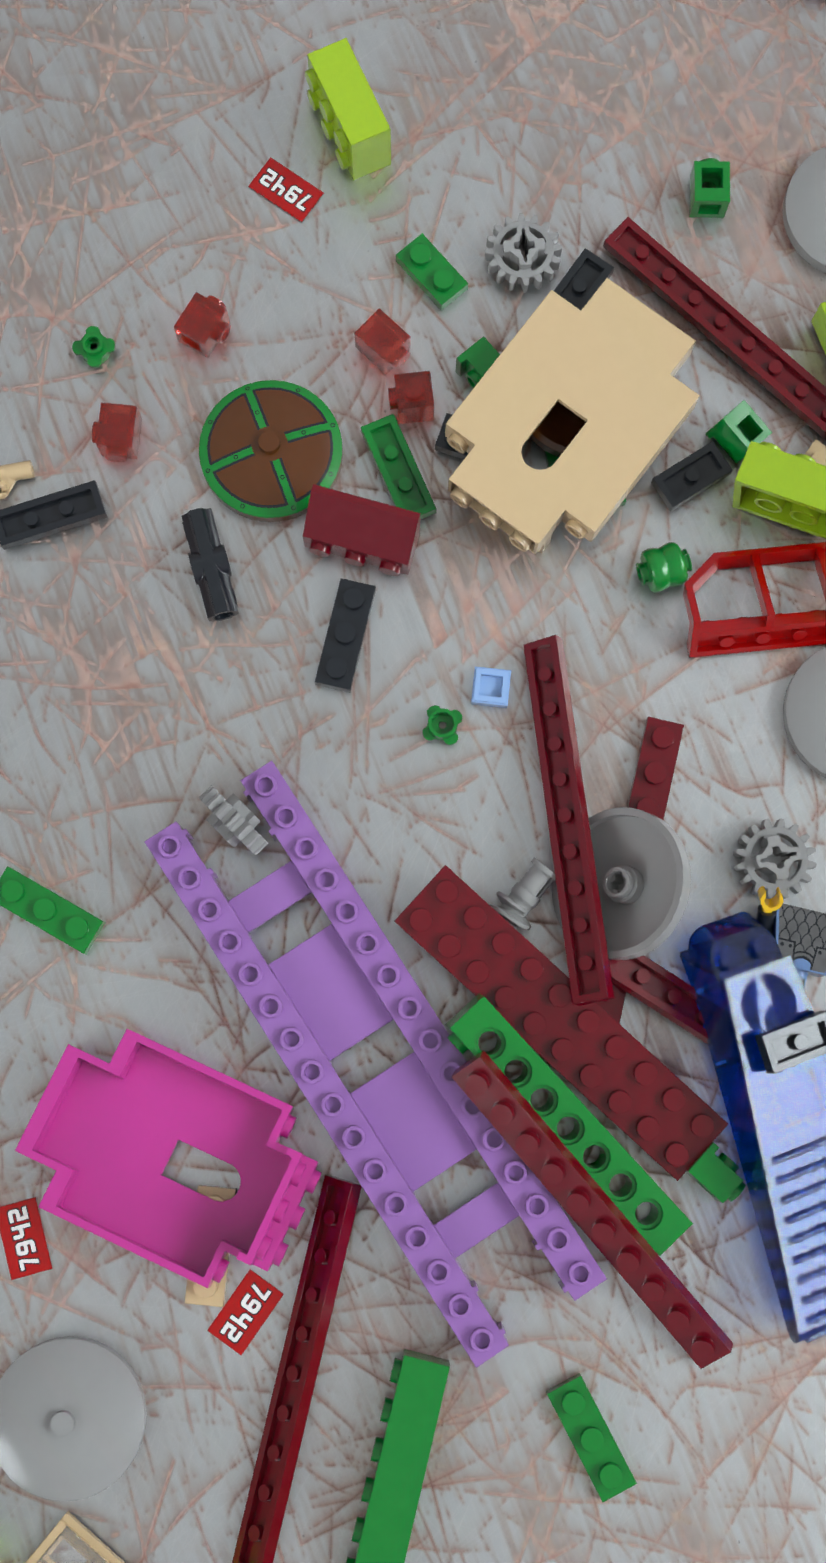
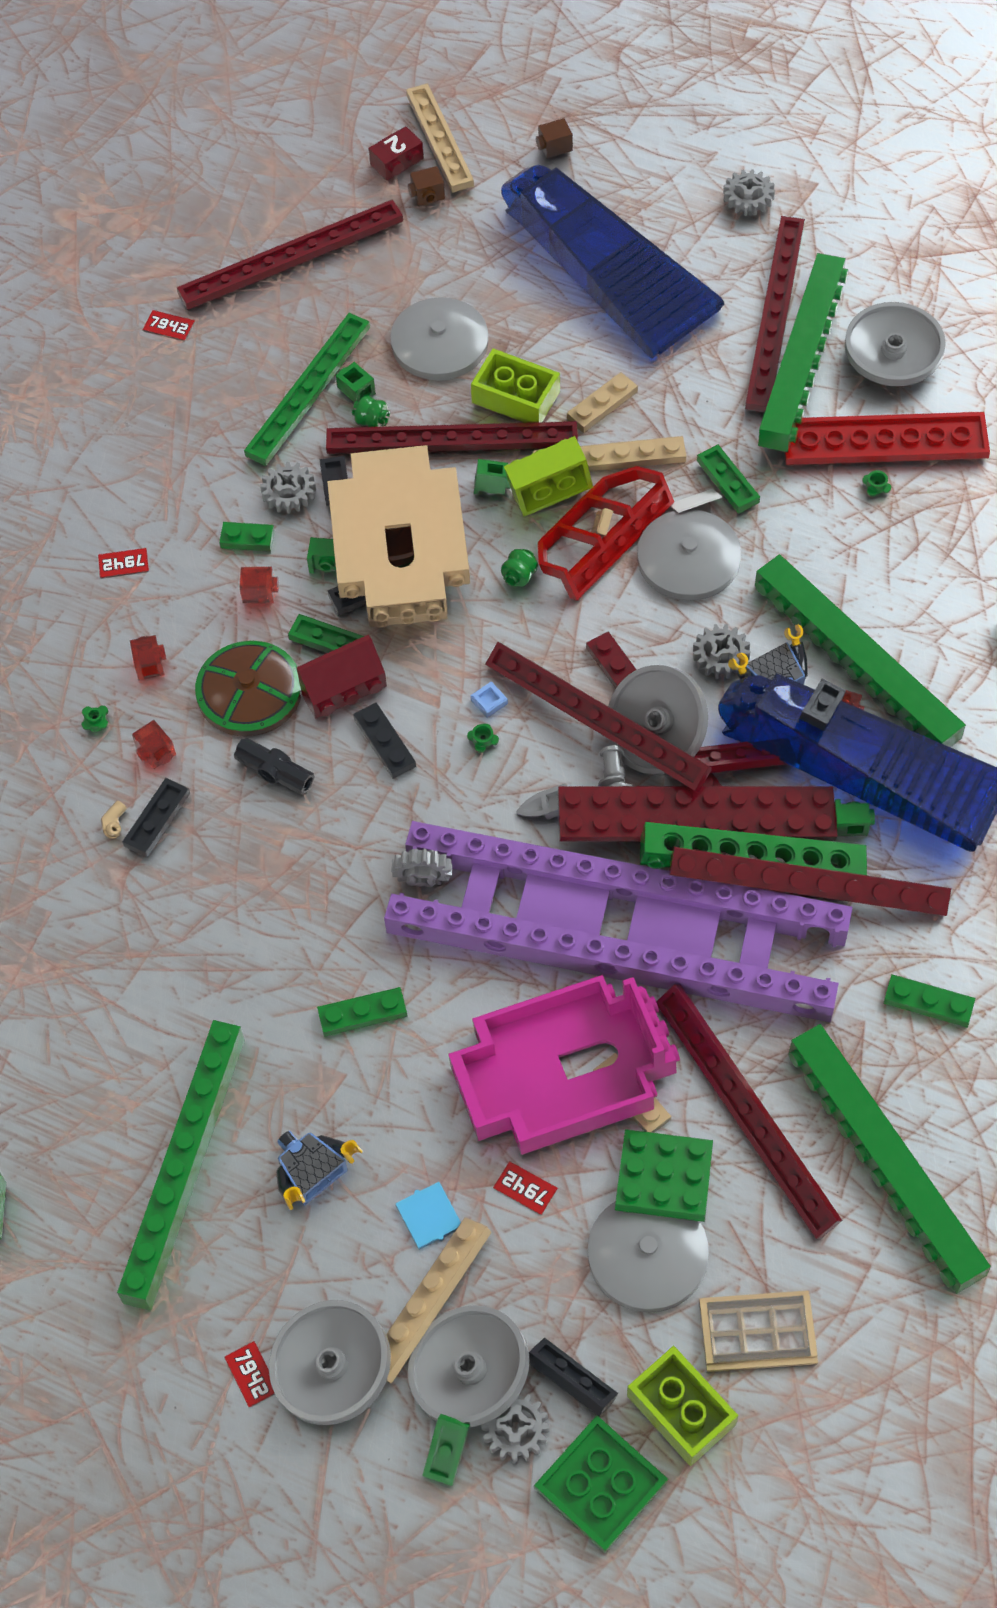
camera: 40 degrees left, 20 degrees down
(152, 1363) = (664, 1175): none -> green plate
(245, 1312) = (686, 1111): red sticker -> none
(348, 109) = (124, 492): lime brick -> none
(412, 397) = (302, 596): clear red brick -> none
(428, 856) = (541, 804): none -> light grey plate
(657, 148) = (307, 389): none -> green plate
(691, 239) = (371, 412): none -> green piece
(691, 476) = (487, 517): black plate -> none
(795, 598) = (602, 522): none -> tan tile

